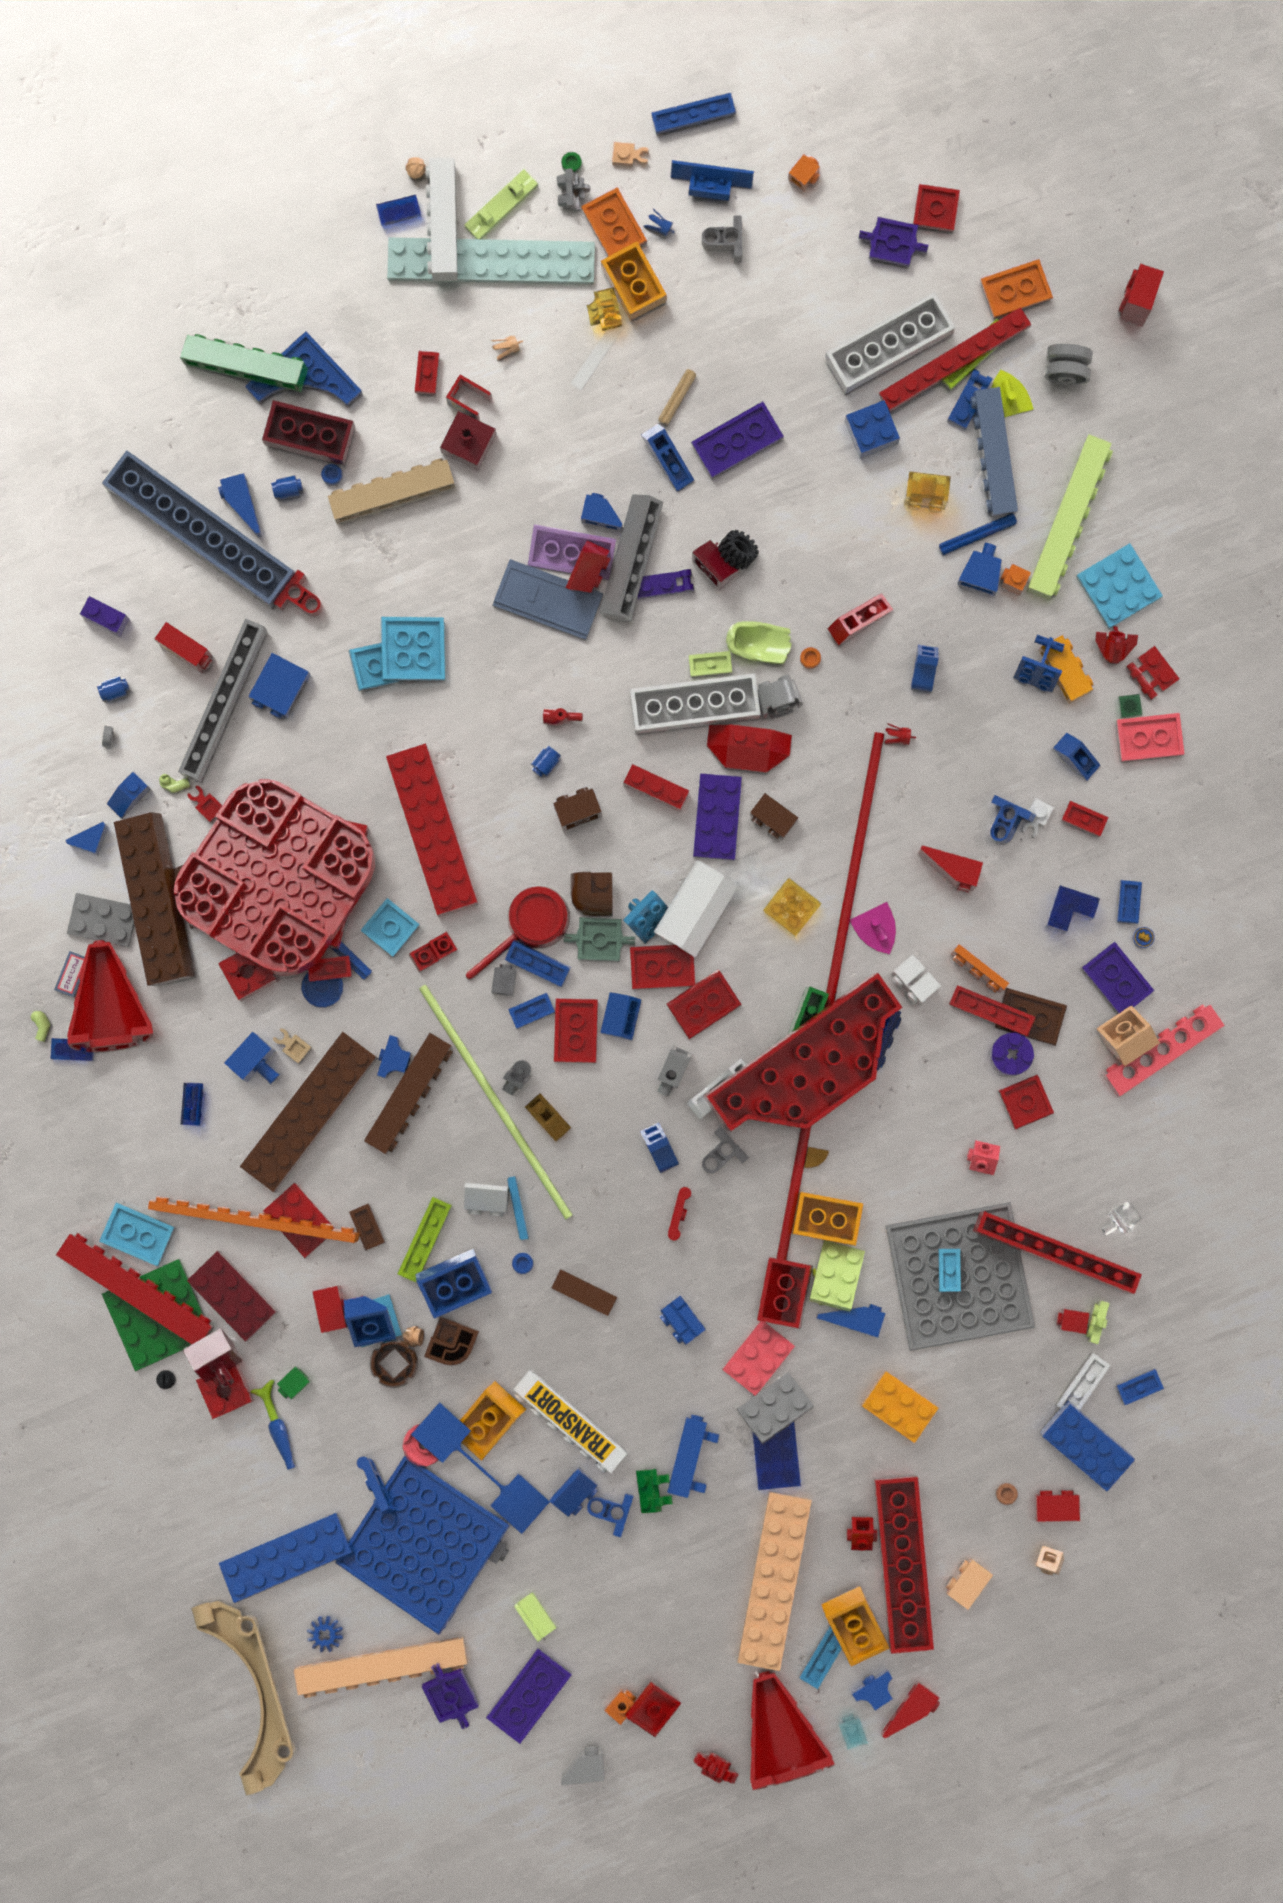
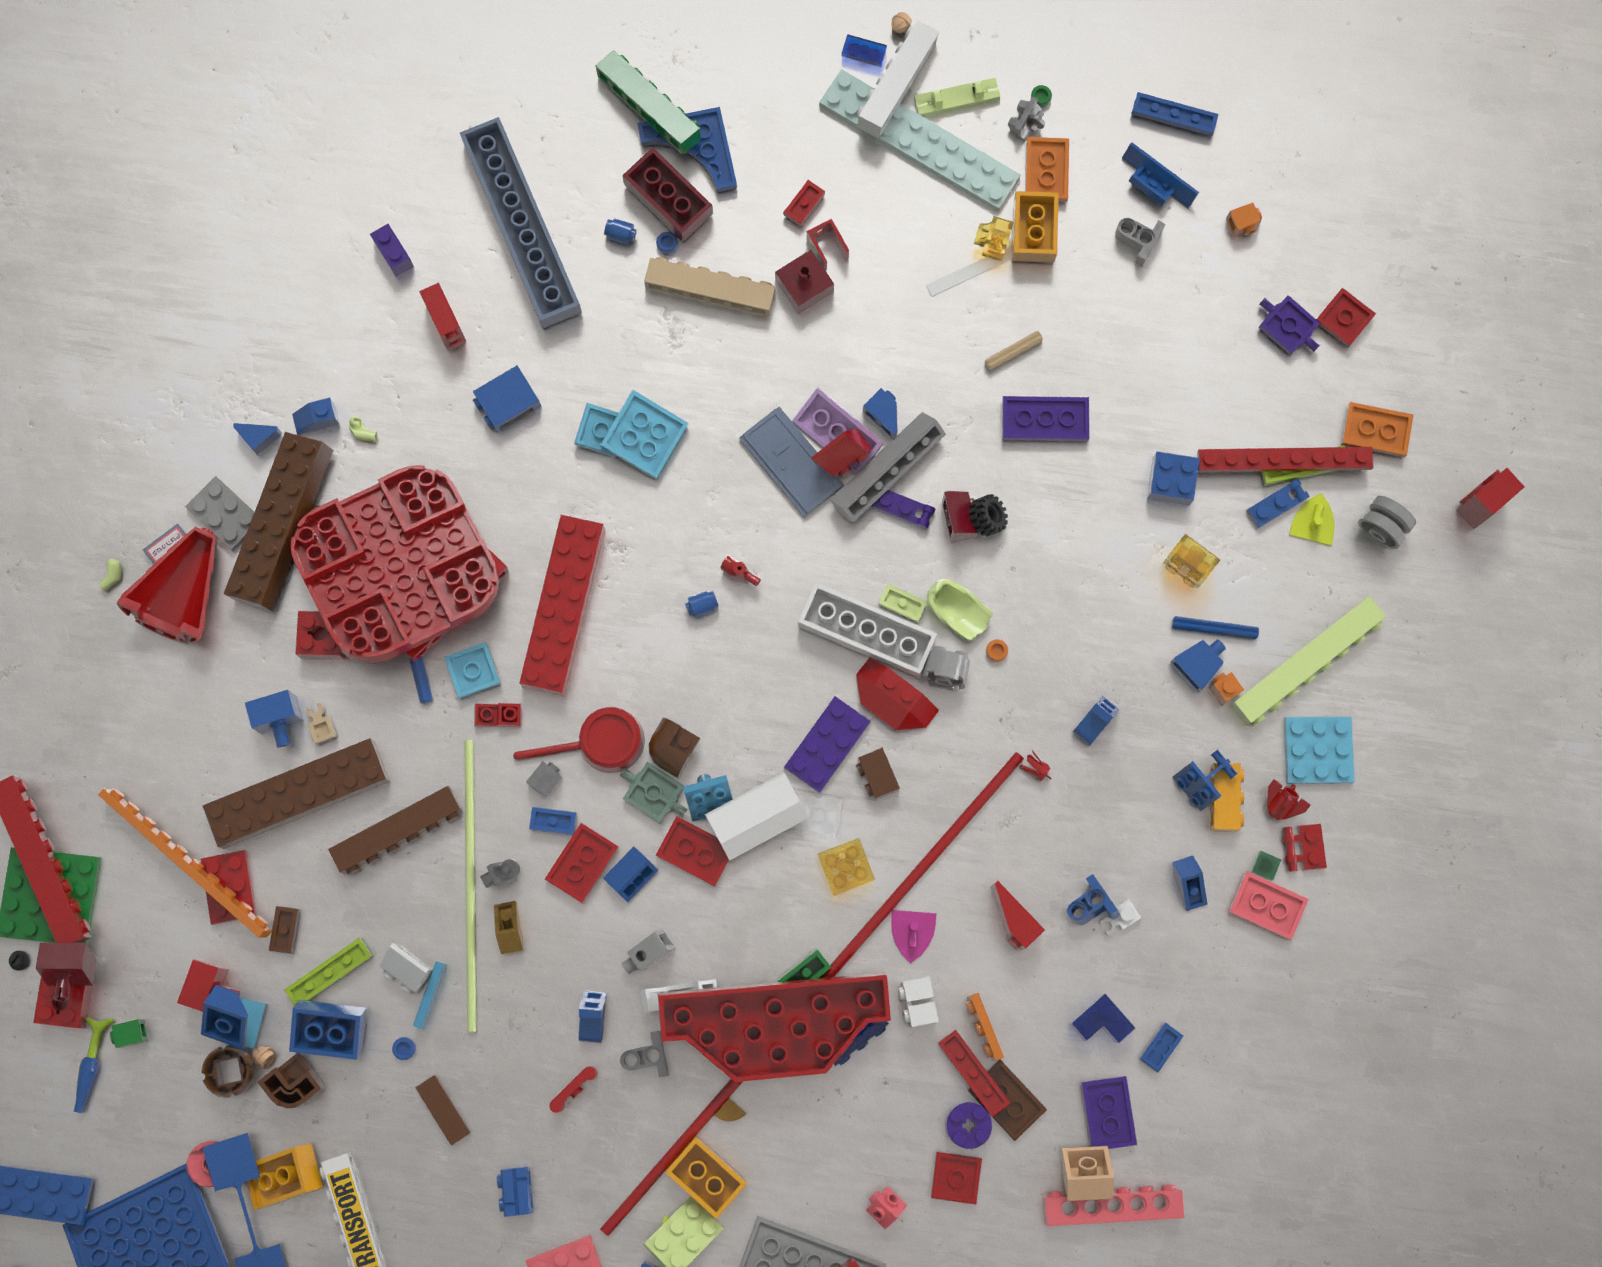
camera: 25 degrees right, 5 degrees down
(61, 1051) = (112, 609): clear blue plate -> none
(107, 736) = (329, 355): light grey tile -> none
(113, 688) = (360, 317): blue brick -> none
(137, 1234) = (76, 812): medium azure plate -> none
(191, 1104) = (198, 724): clear blue plate -> none
(207, 806) = (379, 465): red plate -> none
(222, 700) = (448, 382): light grey brick -> none
(232, 1296) = (124, 920): dark red brick -> none
(238, 497) = (573, 215): blue slope -> none
(304, 598) = (572, 336): red tile -> none
(322, 993) = (380, 687): blue tile -> none
(330, 969) = (395, 675): red plate -> none
(375, 1483) = (142, 1175): blue plate -> none
(393, 1058) = (402, 789): blue brick -> none
(510, 342) = (893, 219): light nougat piece -> none
(537, 963) = (584, 781): blue plate -> none
(577, 809) = (703, 662): reddish brown brick -> none
(625, 154) = (1094, 115): light nougat plate -> none
(656, 788) = (786, 685): red brick -> none
(664, 224) = (1092, 196): blue piece -> none
(667, 456) = (973, 397): blue slope -> none
(703, 1004) = (712, 908): red tile -> none
(784, 1293) = (625, 1223): red slope -> none
(859, 619) = (1062, 641): slope -> none
(889, 343) = (1234, 411): white brick -> none
(995, 452) = (1273, 563): sand blue brick -> none
(1084, 818) = (1164, 945): red plate -> none
(1143, 937) = (1155, 1088): tile -> none

